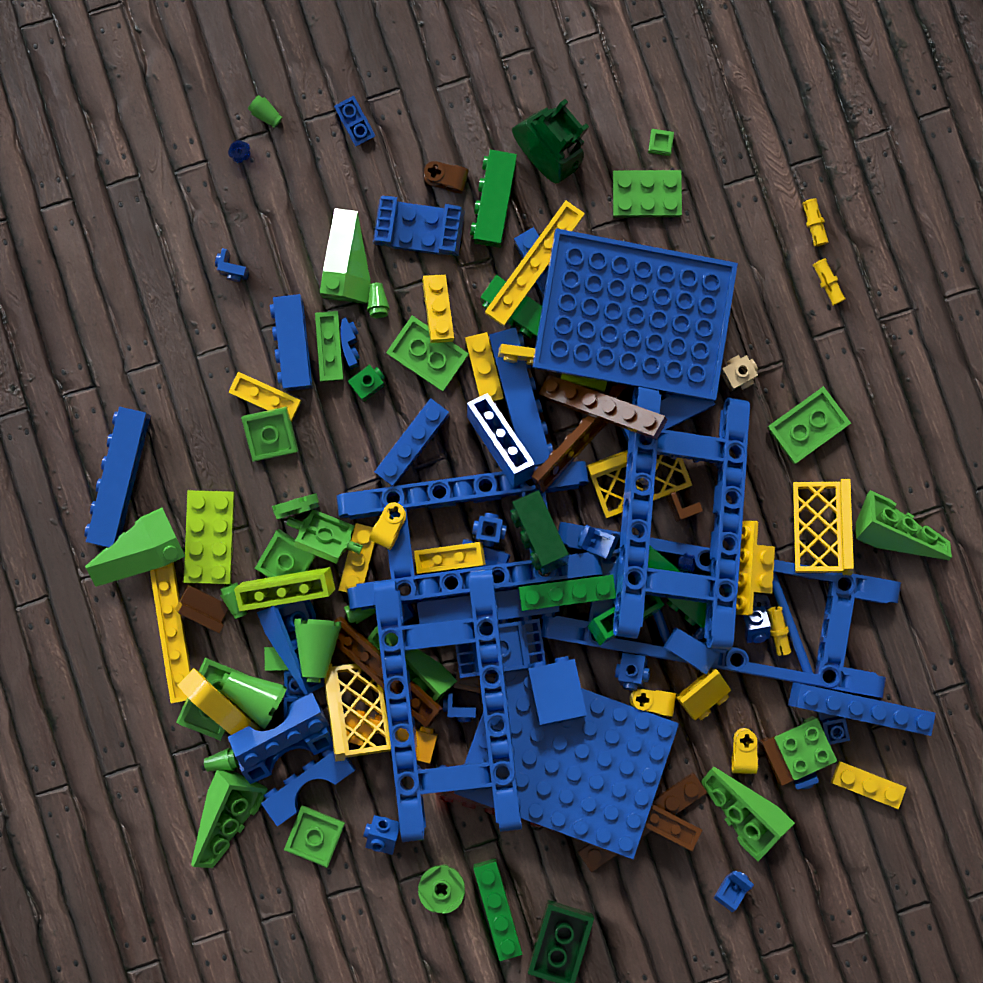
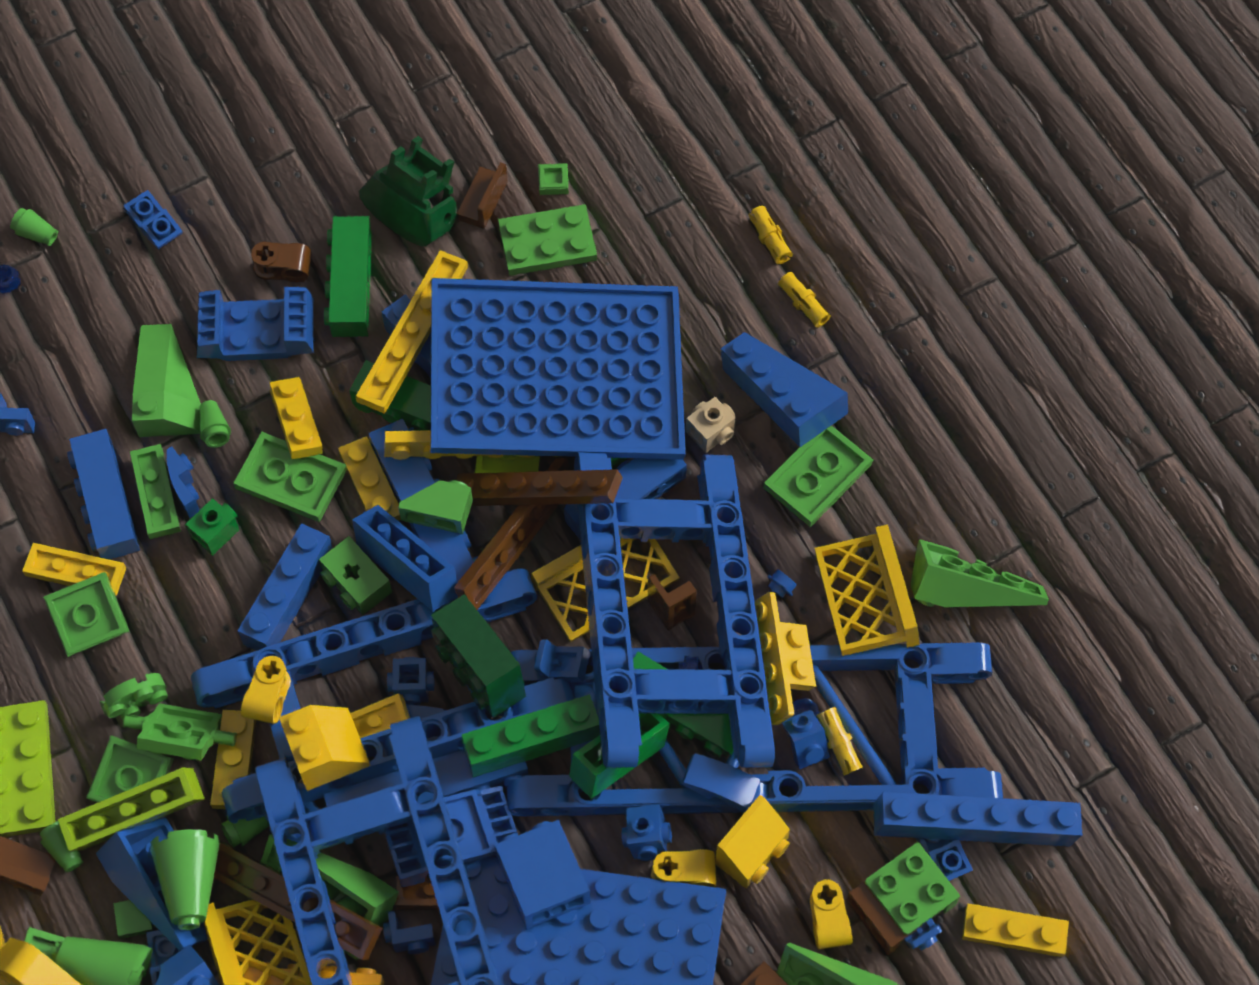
camera: 15 degrees left, 20 degrees down
(423, 573) = (324, 744): none -> yellow slope
(473, 448) = (349, 560): none -> bright green brick
(532, 406) = (439, 506): none -> bright green slope
(604, 147) = (483, 196): none -> reddish brown panel
(763, 505) = (781, 584): none -> blue plate
(800, 360) = (783, 389): none -> blue wedge

